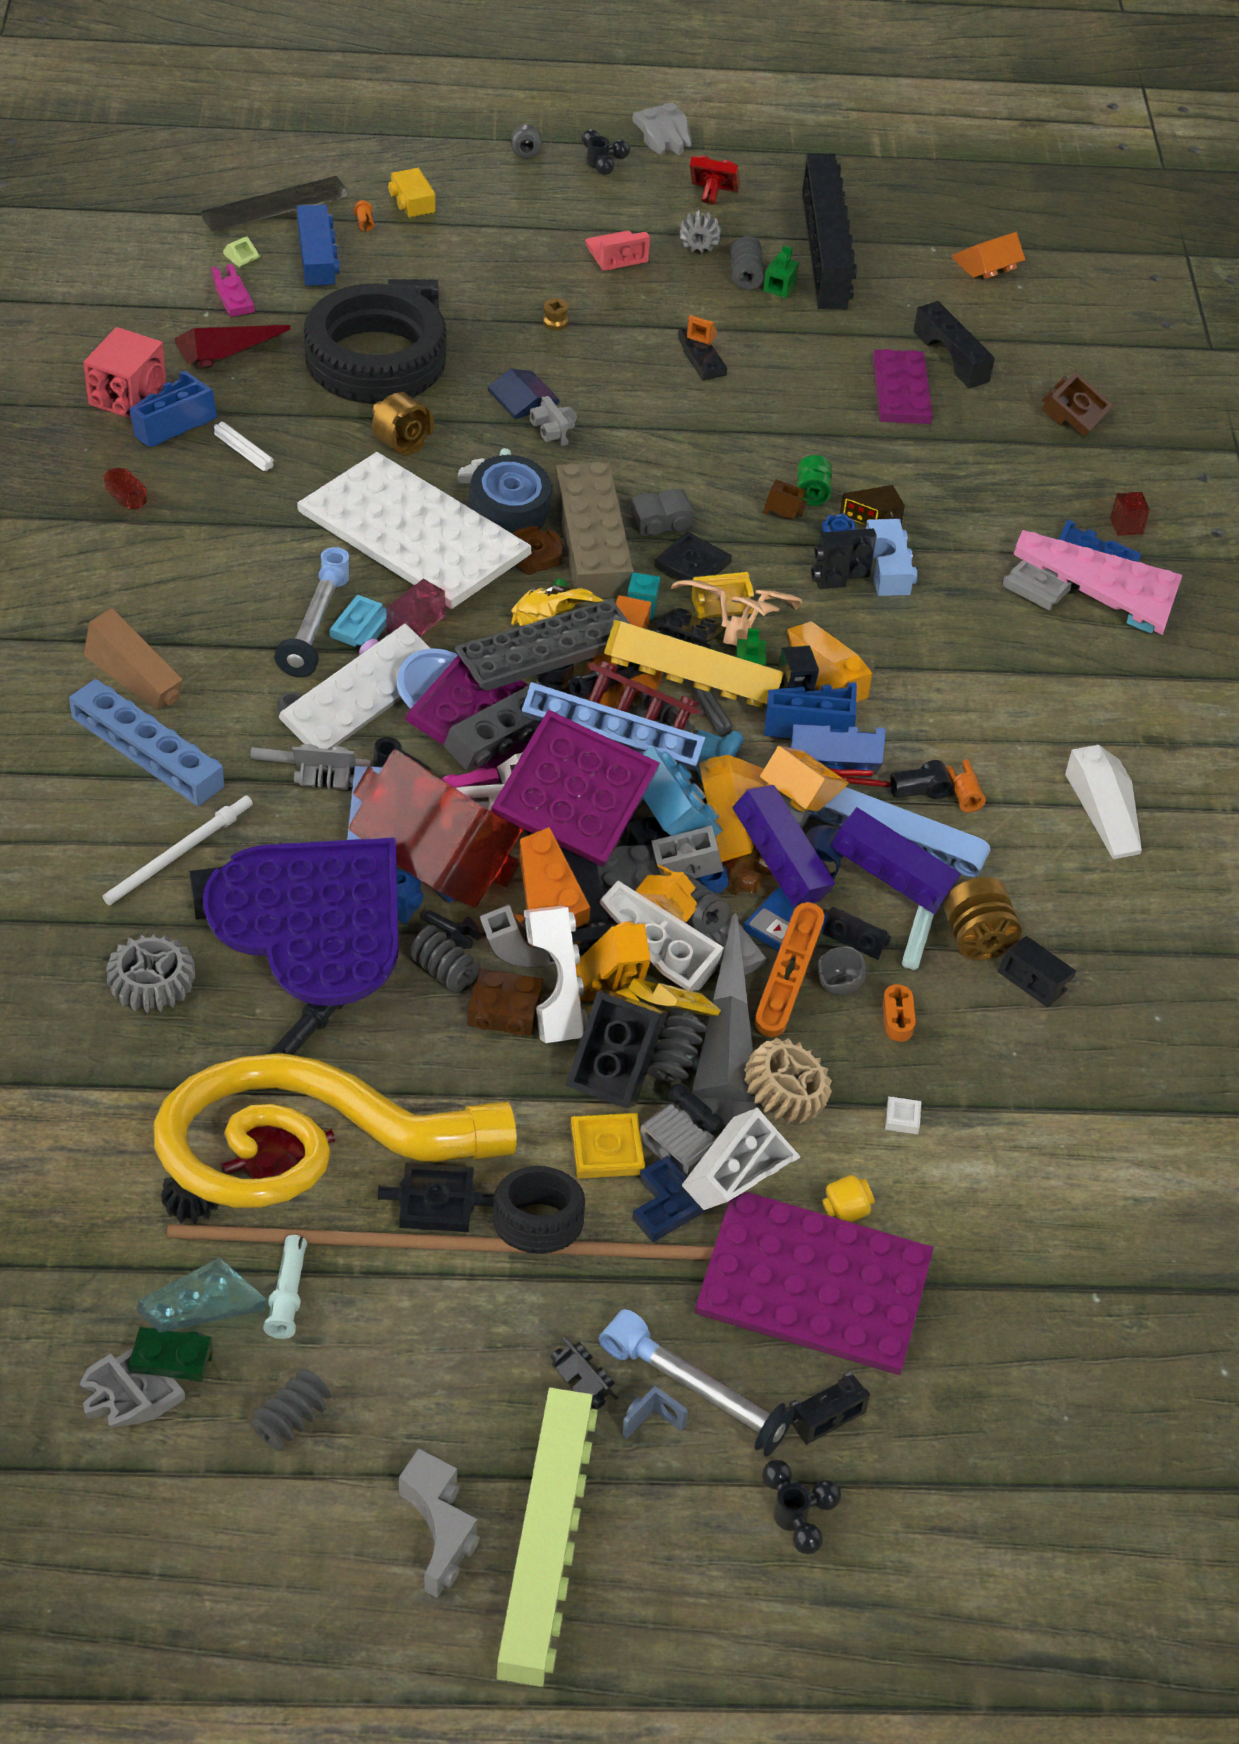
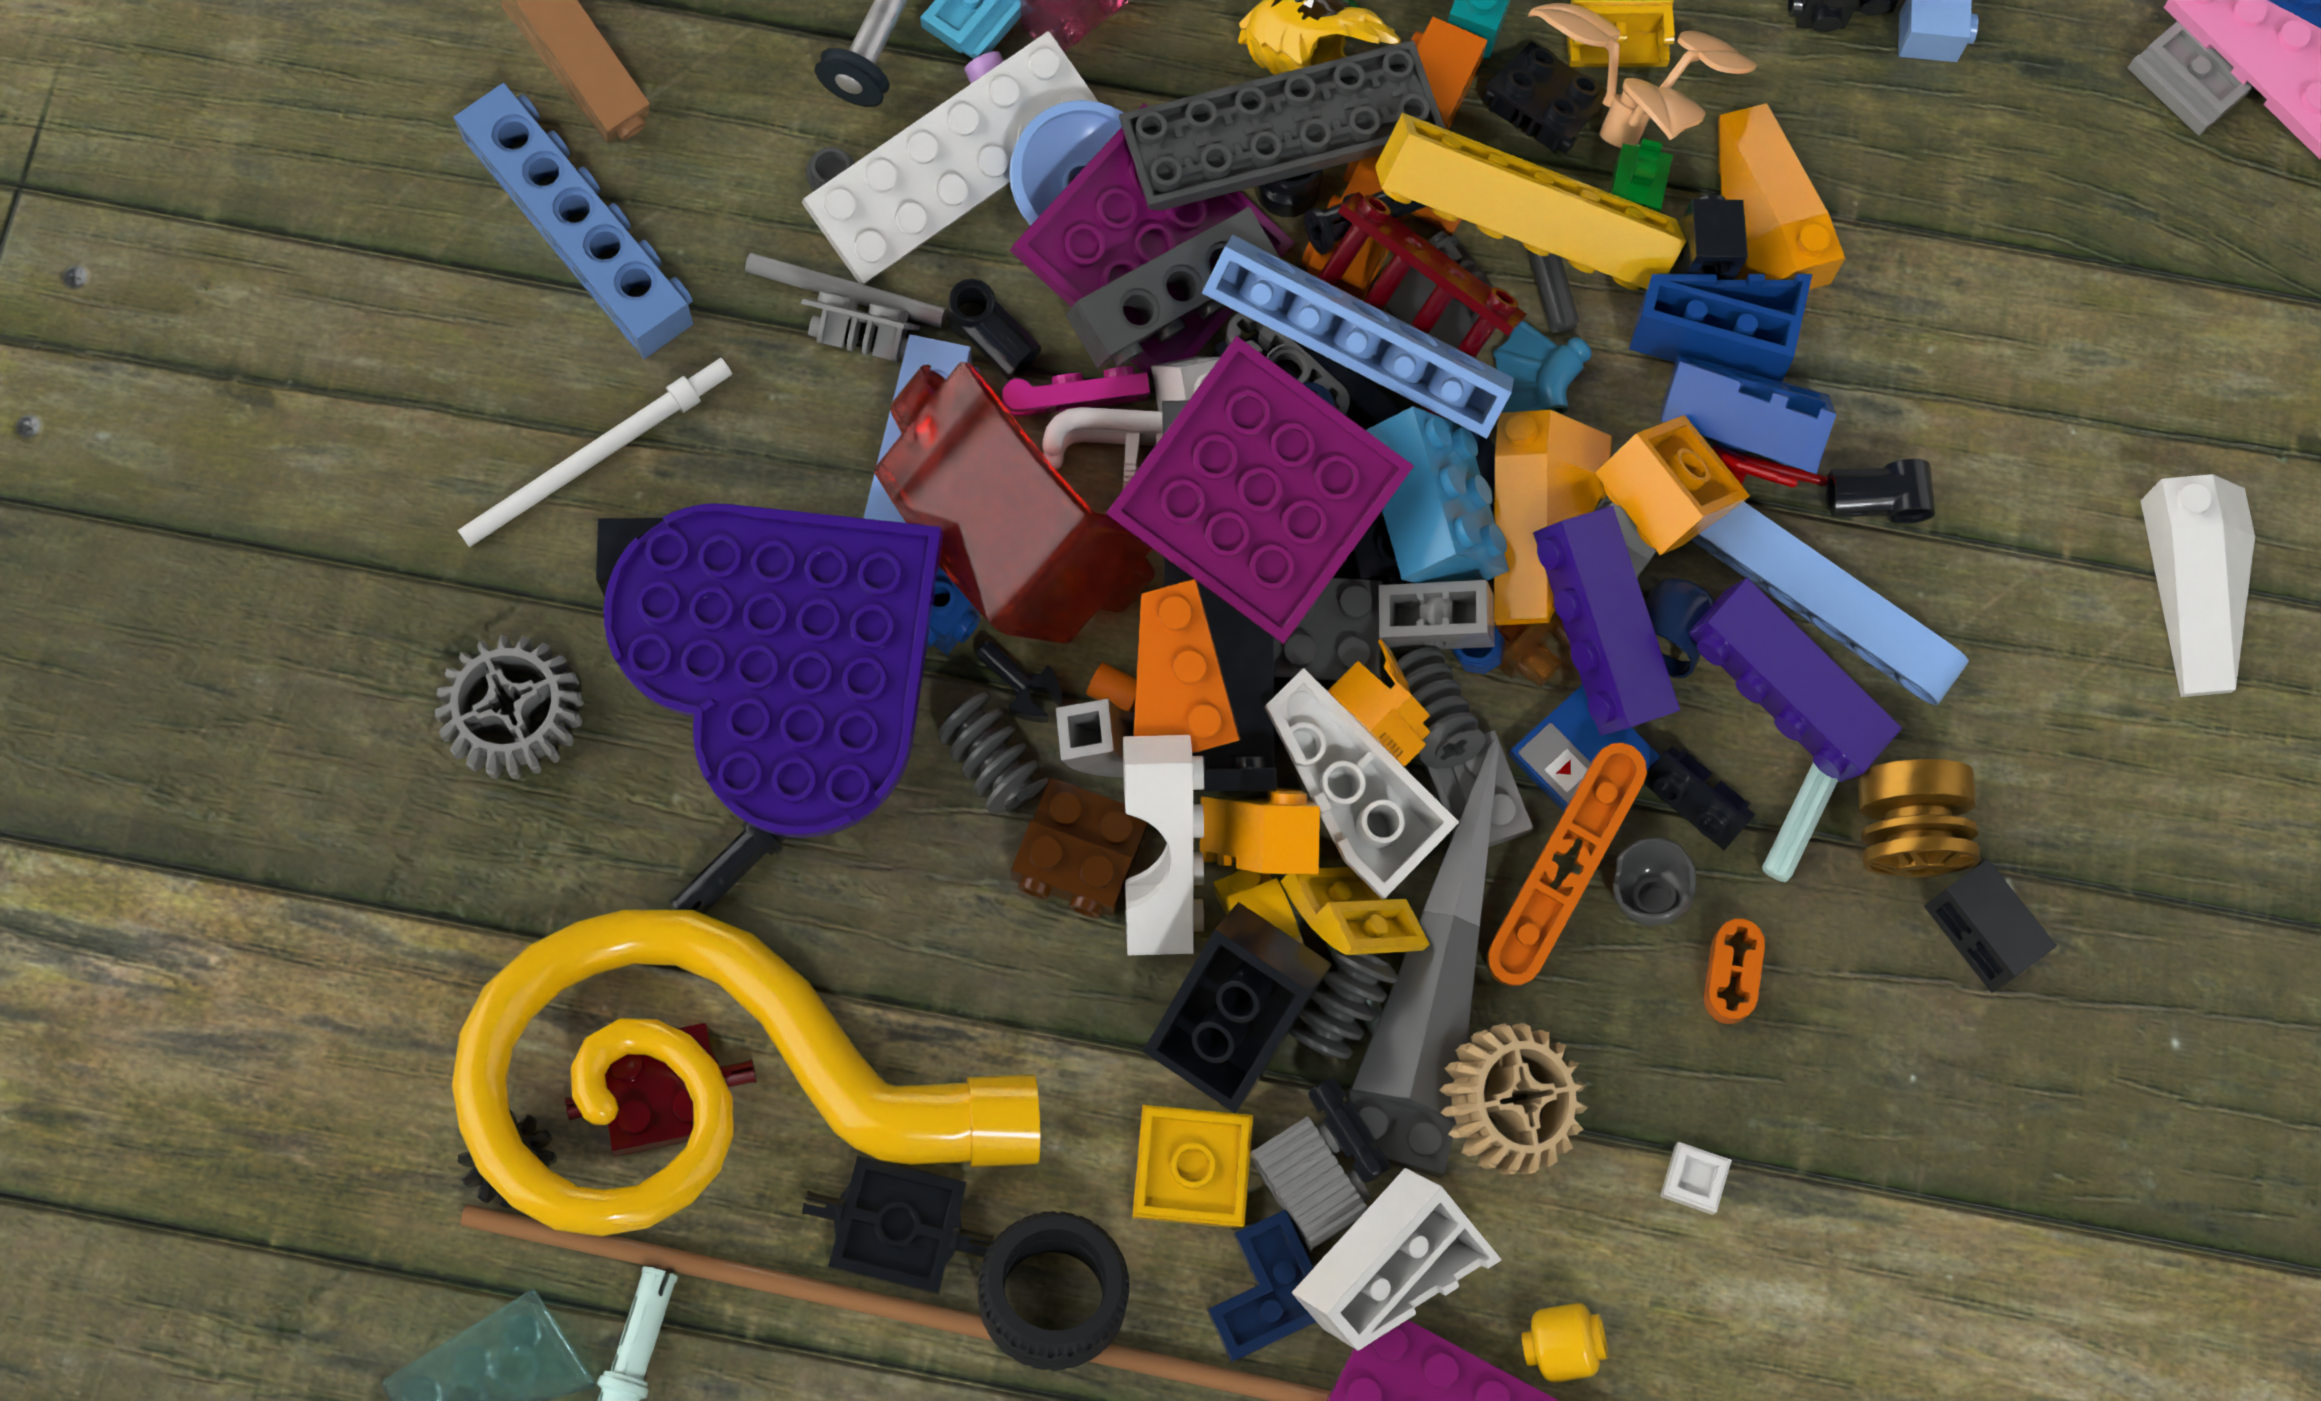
camera: 10 degrees right, 25 degrees up
(967, 788) = (1958, 515): orange hinge -> none

